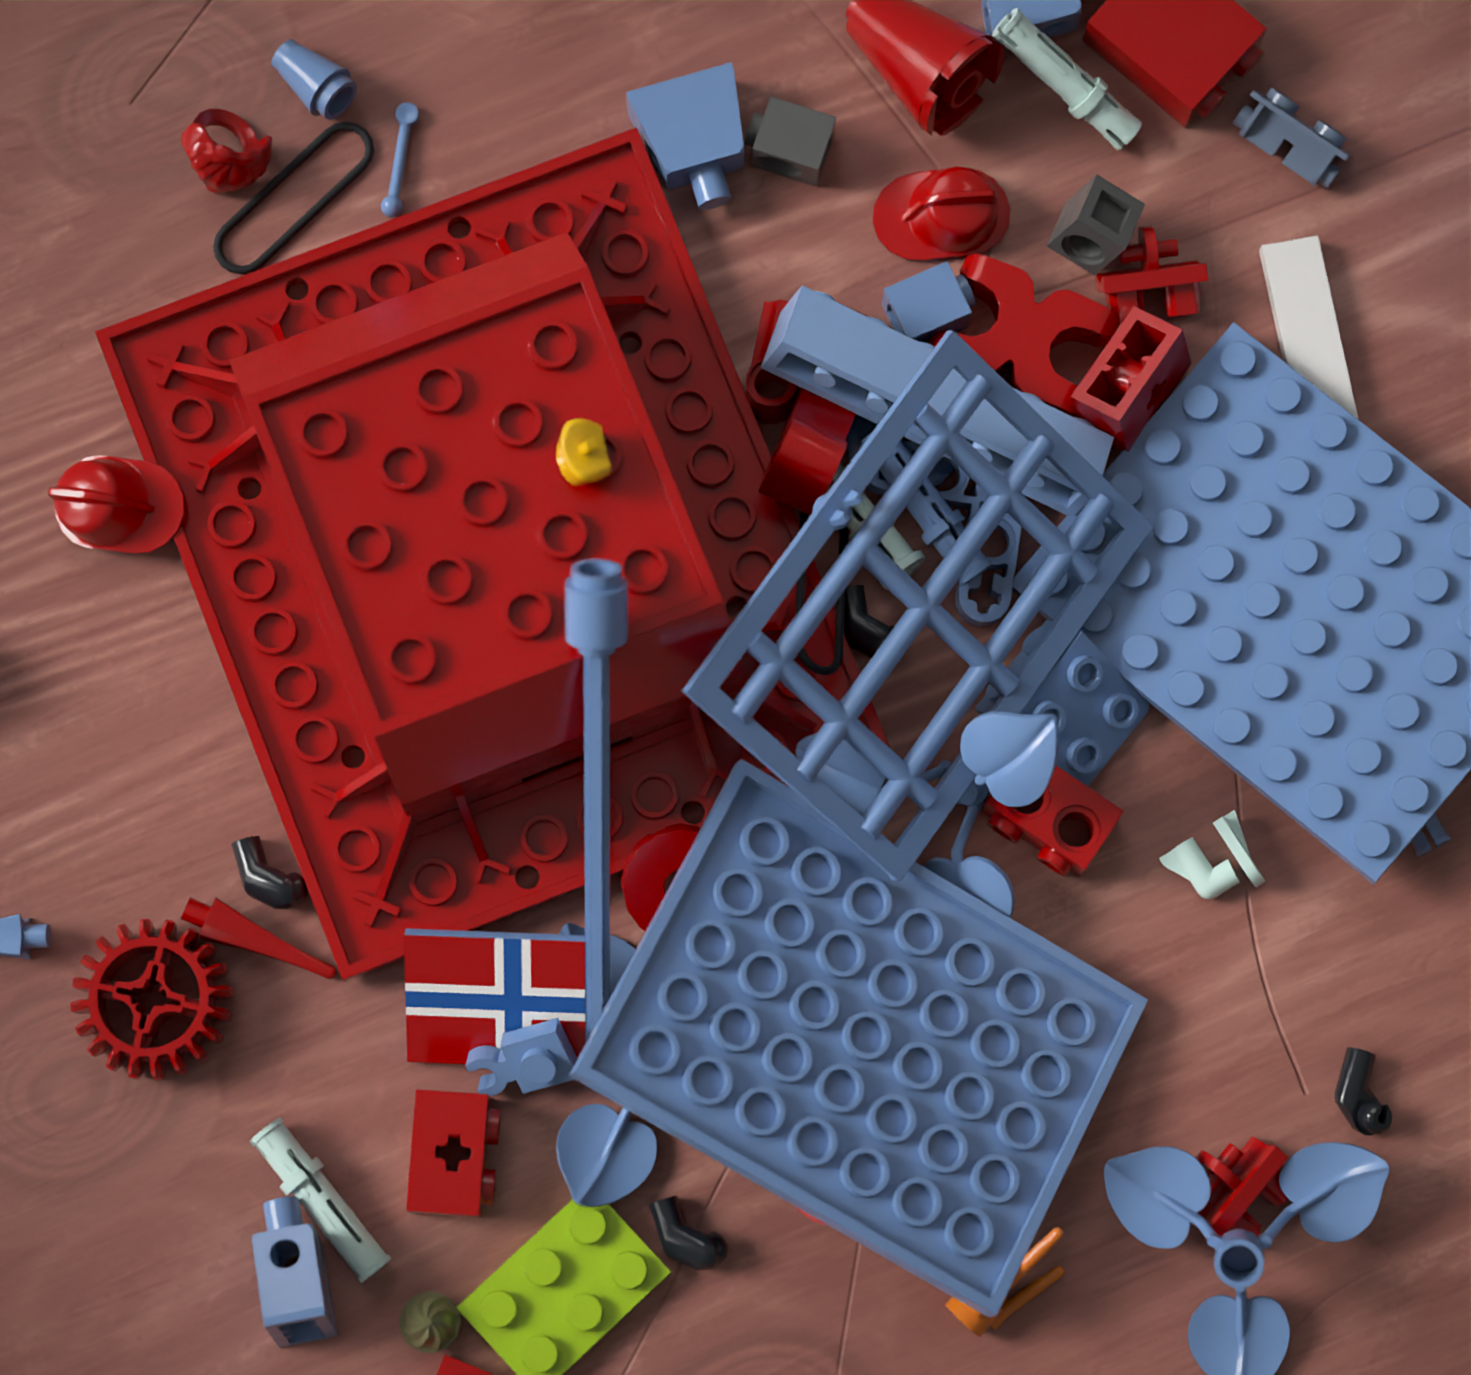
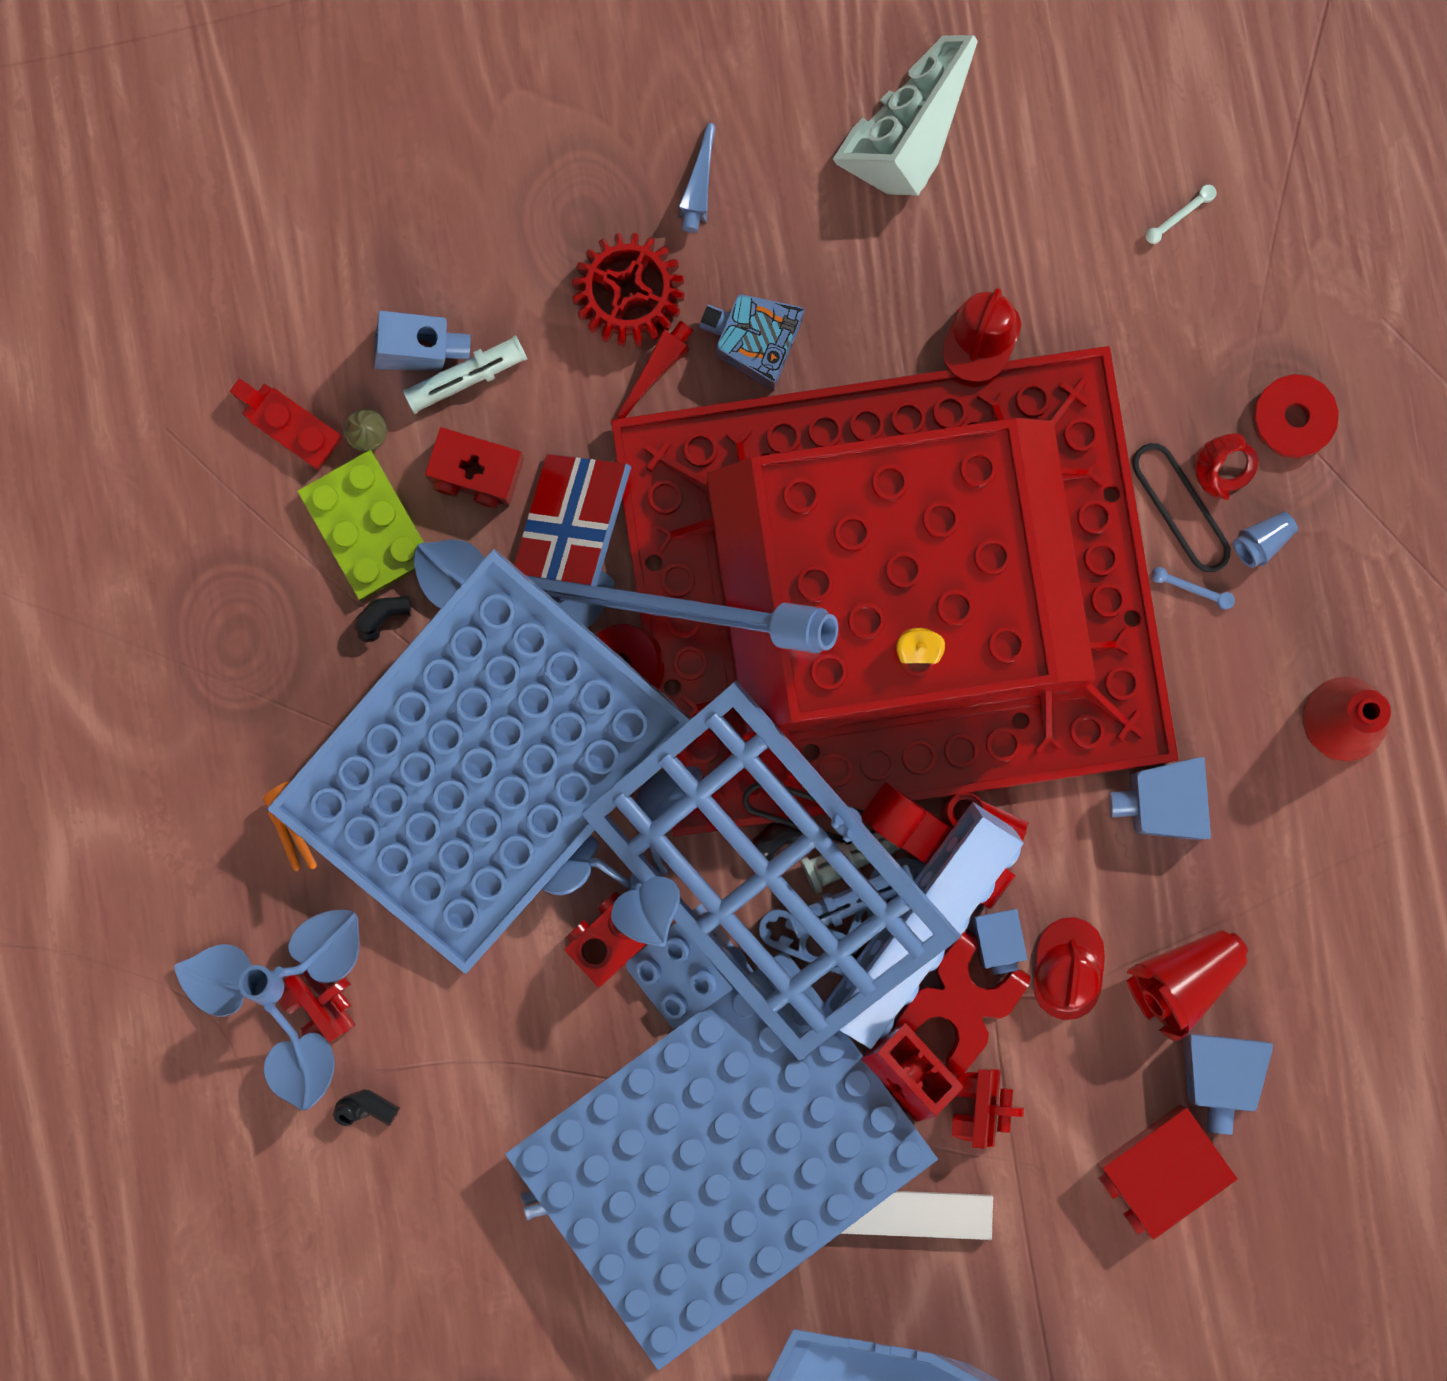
camera: 105 degrees right, 5 degrees up
(129, 43) = (1306, 394): none -> red tile
(181, 809) = (755, 336): none -> torso
(265, 882) = (693, 382): black arm -> none
(530, 1055) = (527, 537): medium blue plate -> none
(791, 140) = (1145, 870): dark grey brick -> none
(1082, 93) = (1134, 1092): light aqua pin -> none
(1095, 225) = (1032, 1075): dark grey brick -> none
(1211, 882) = (539, 1039): light aqua piece -> none
(1276, 121) = (1061, 1254): sand blue hinge -> none

